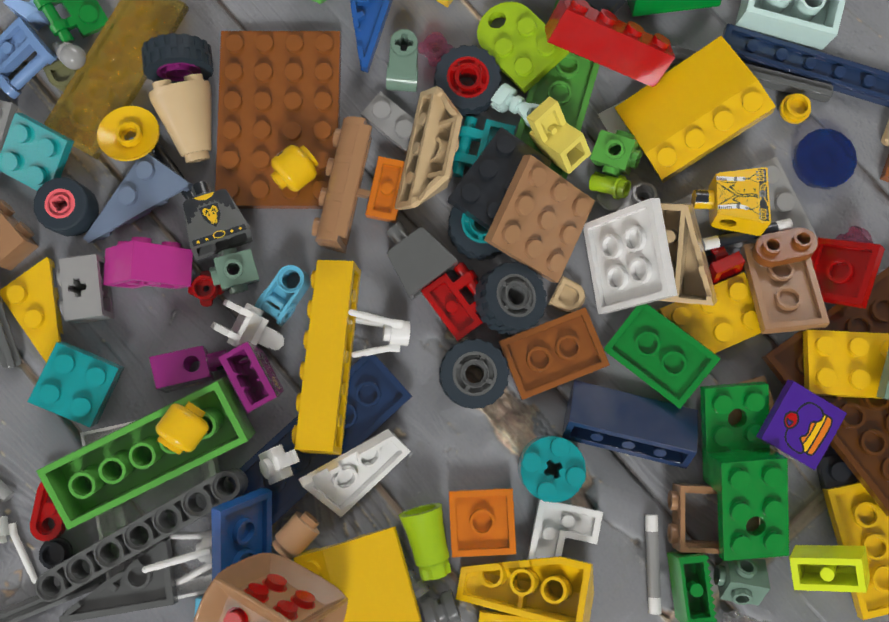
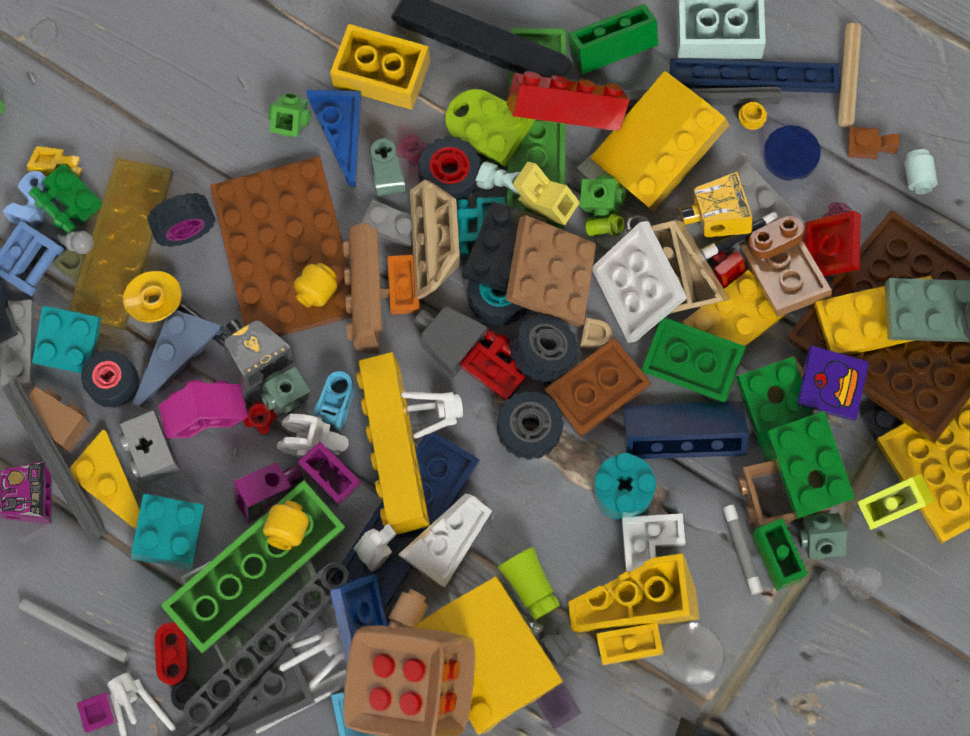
camera: 15 degrees left, 10 degrees down
(186, 114) = (201, 266): tan cone -> none
(482, 522) = (575, 554): orange plate -> none

